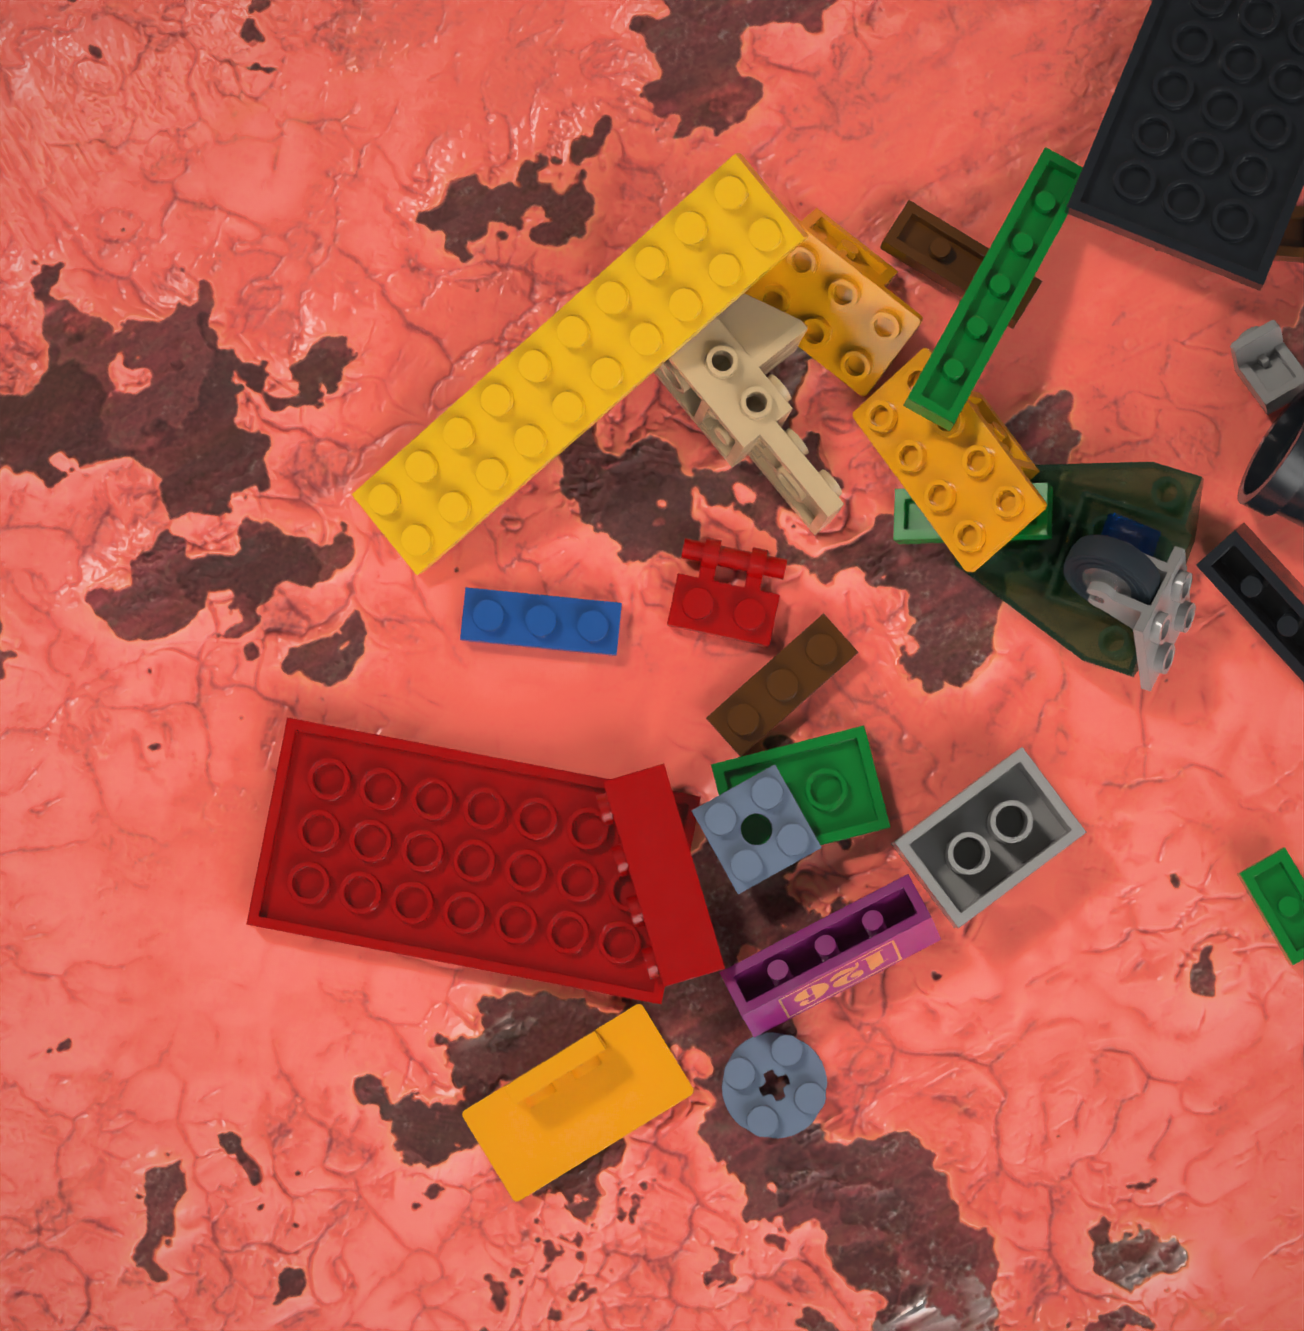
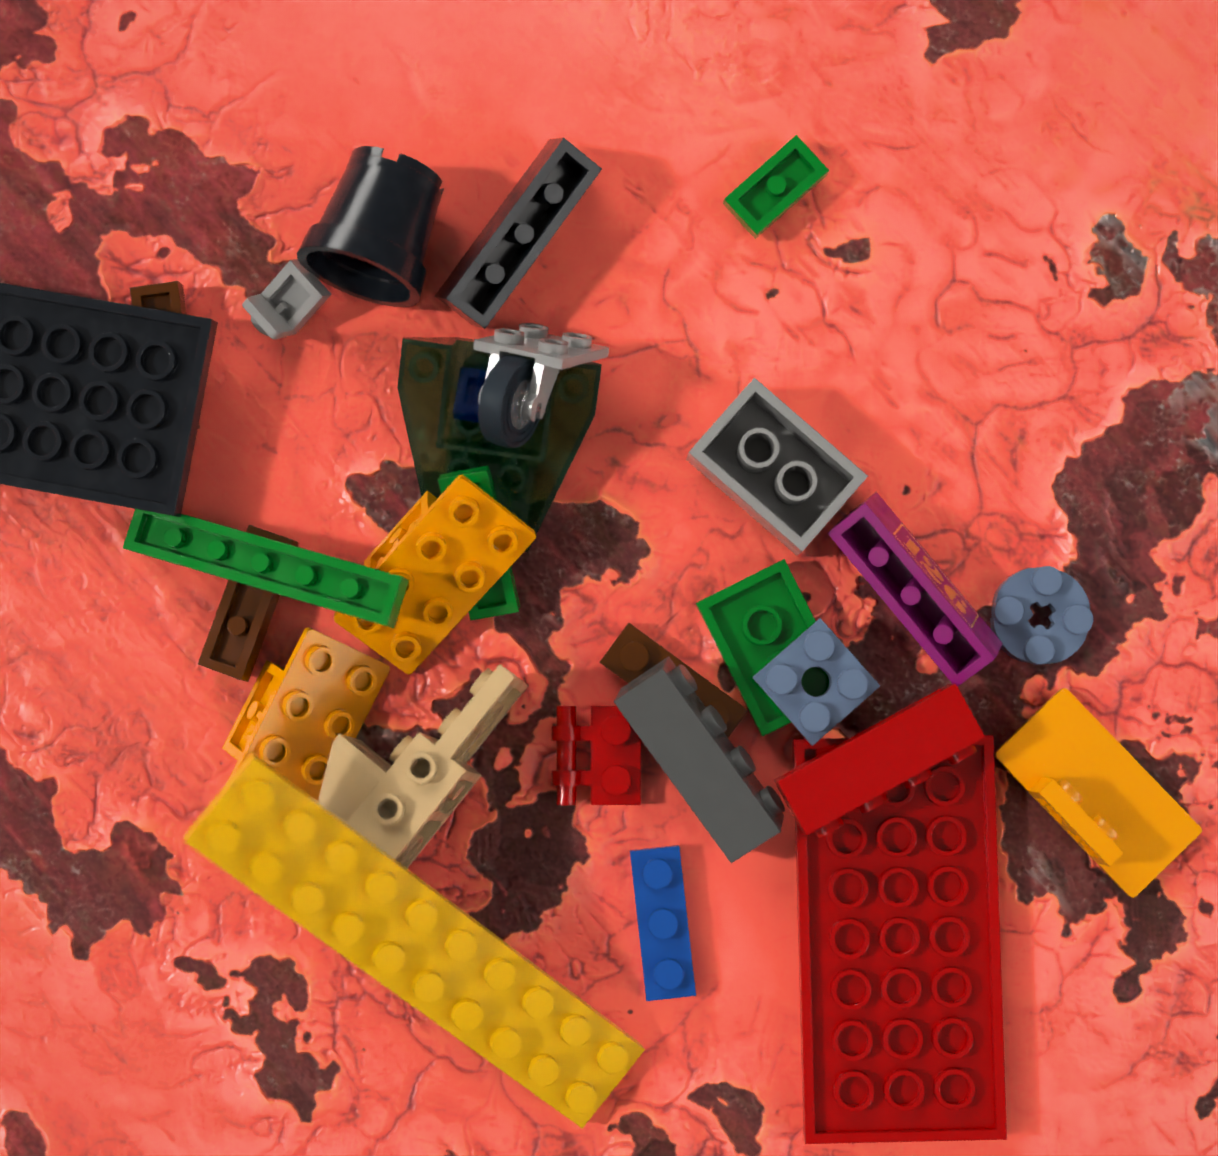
camera: 105 degrees left, 0 degrees up
(702, 694) = (701, 759): none -> dark grey brick

